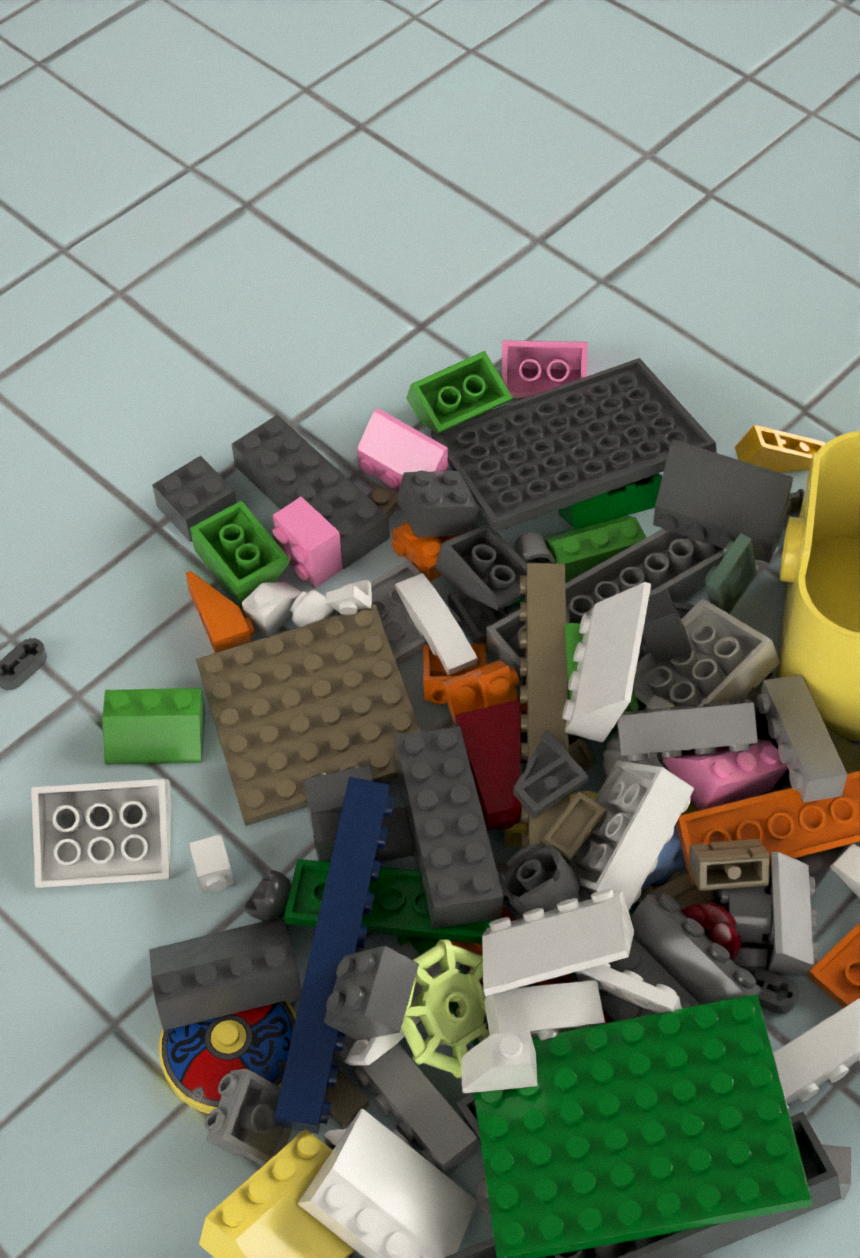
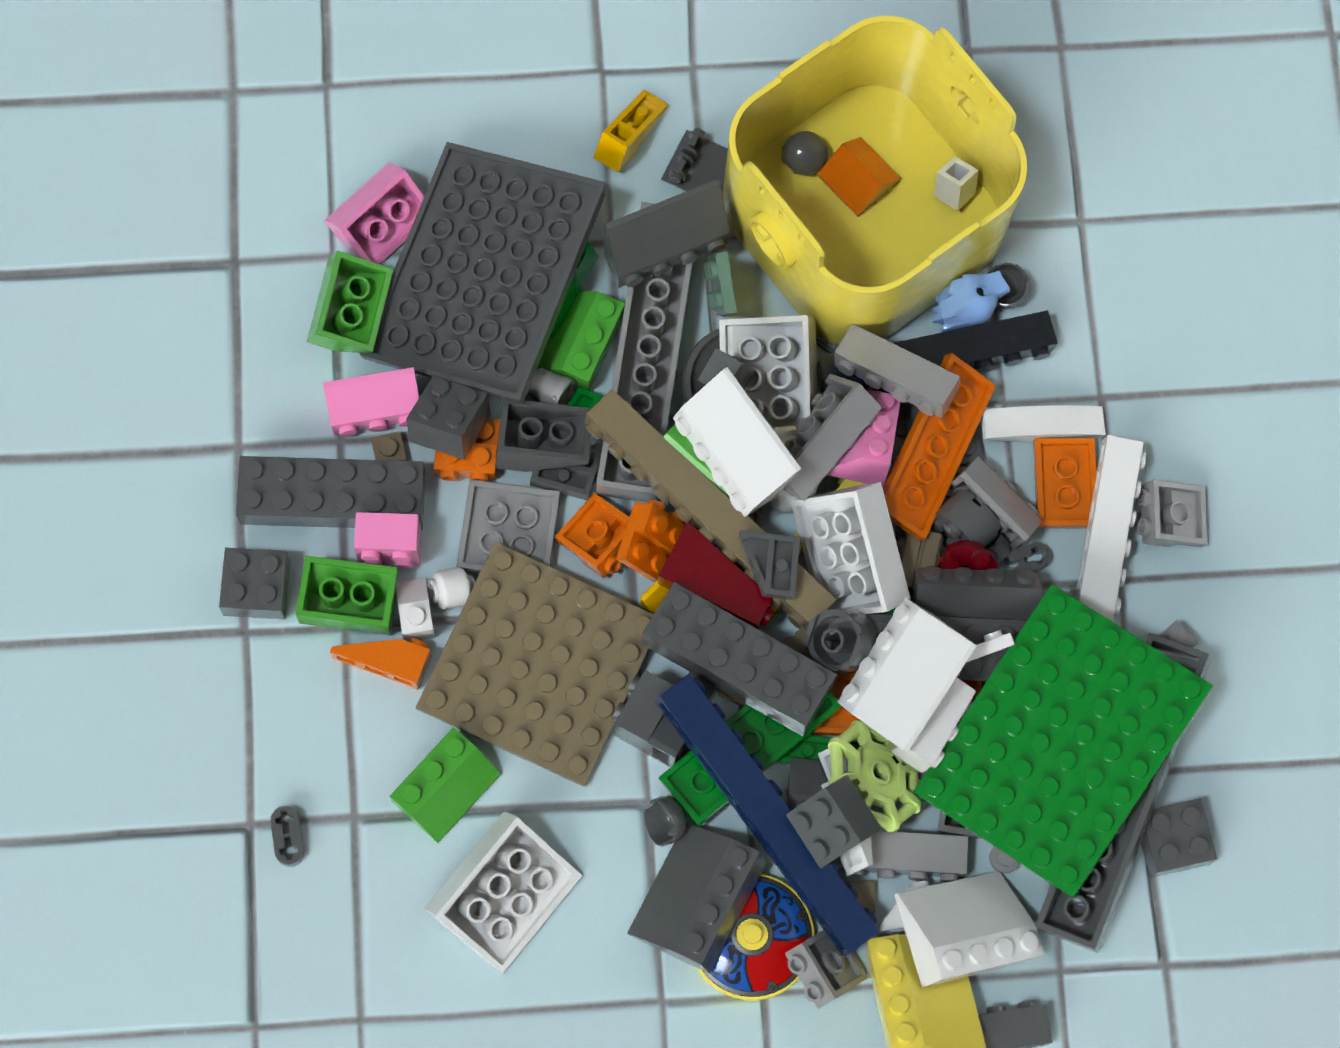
camera: 55 degrees left, 20 degrees up
(211, 863) = (602, 837): white brick -> none
(351, 598) = (476, 551): white bracket -> none
(436, 623) = (553, 514): white slope -> none
(500, 1063) = (951, 784): white slope -> none
(574, 825) = (821, 579): dark tan tile -> none
(729, 864) = (942, 509): dark tan brick -> none

